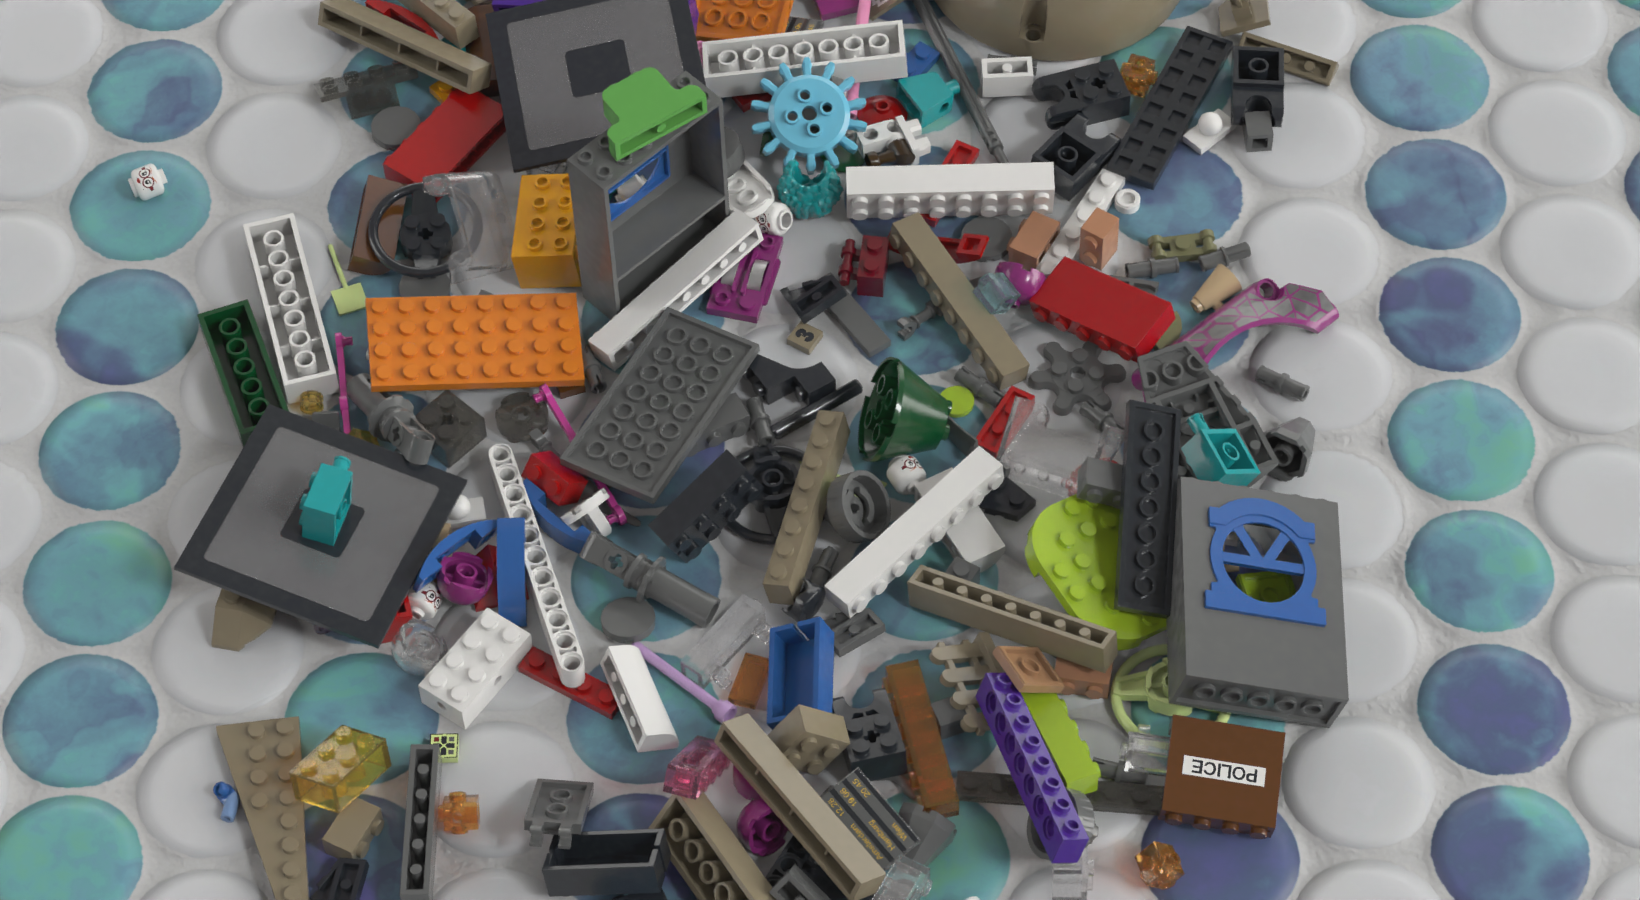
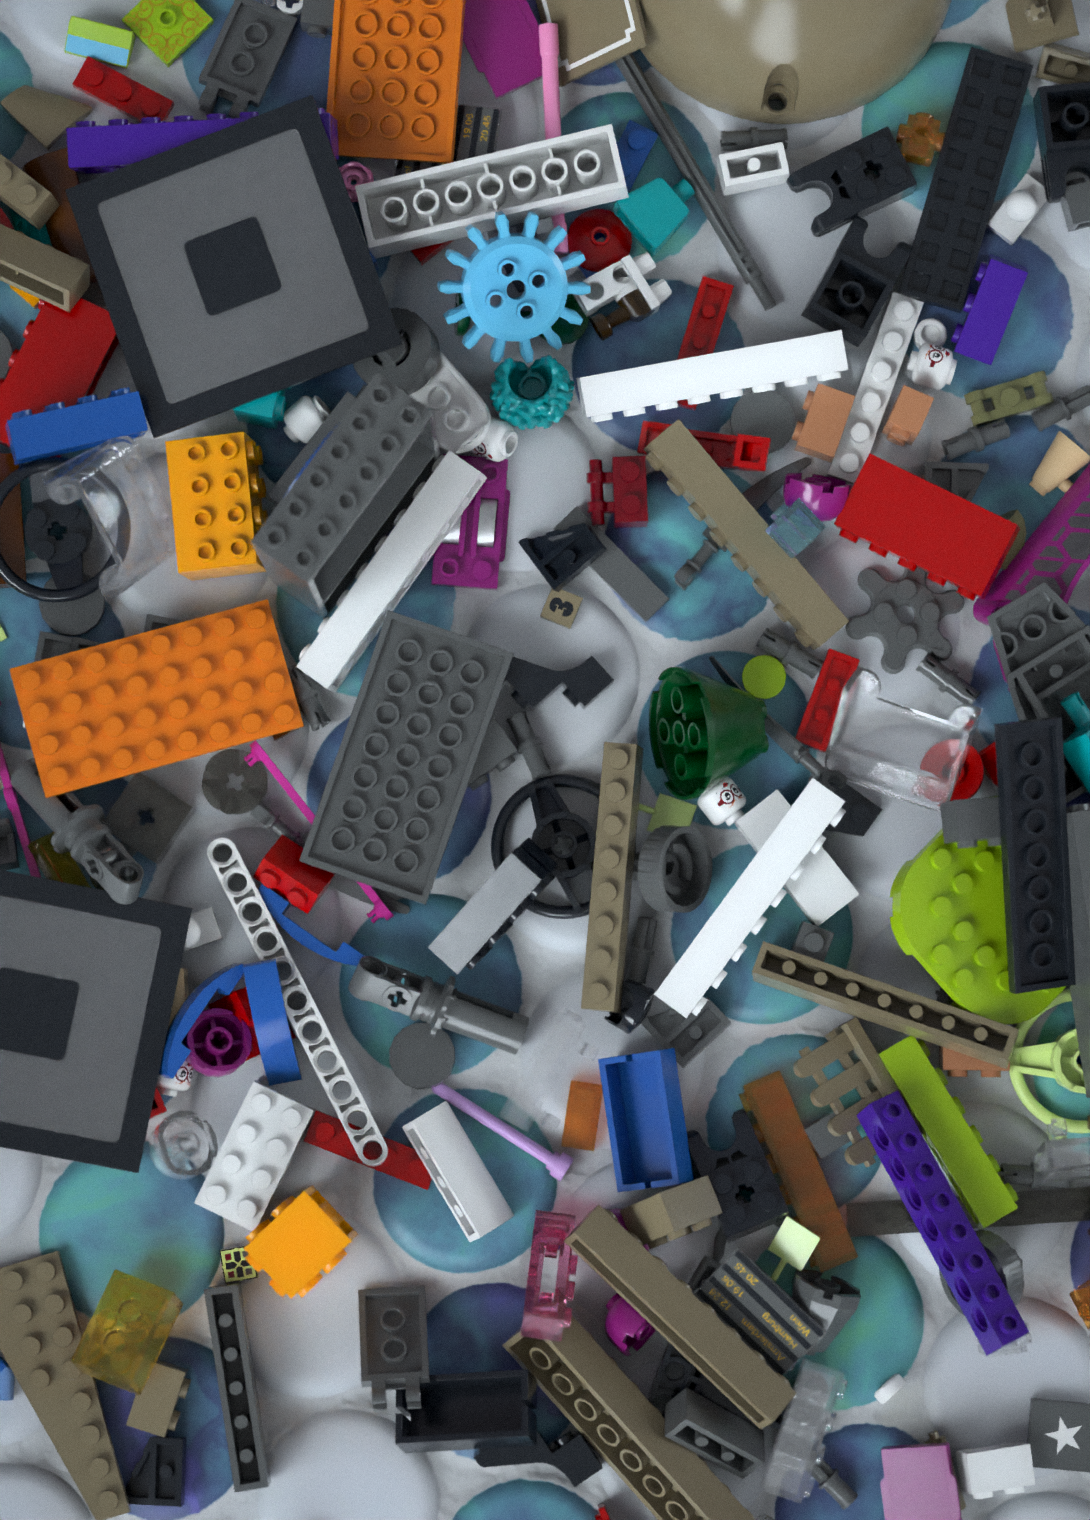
camera: 15 degrees left, 30 degrees up
(327, 501) = (35, 996): teal brick -> none
(455, 152) = (75, 427): none -> blue piece
(460, 812) = (278, 1357): clear orange brick -> none
(498, 711) = (299, 1243): none -> light orange brick
(590, 514) = (344, 917): white tile -> none
(647, 109) = (341, 460): bright green brick -> none
(810, 412) = (594, 713): black axle -> none
(906, 785) = (793, 1245): none -> yellowish green piece
(1028, 669) = (917, 1082): medium nougat tile -> none
(1128, 212) = (932, 366): none -> white head
(1175, 182) = (989, 309): none -> dark purple wedge

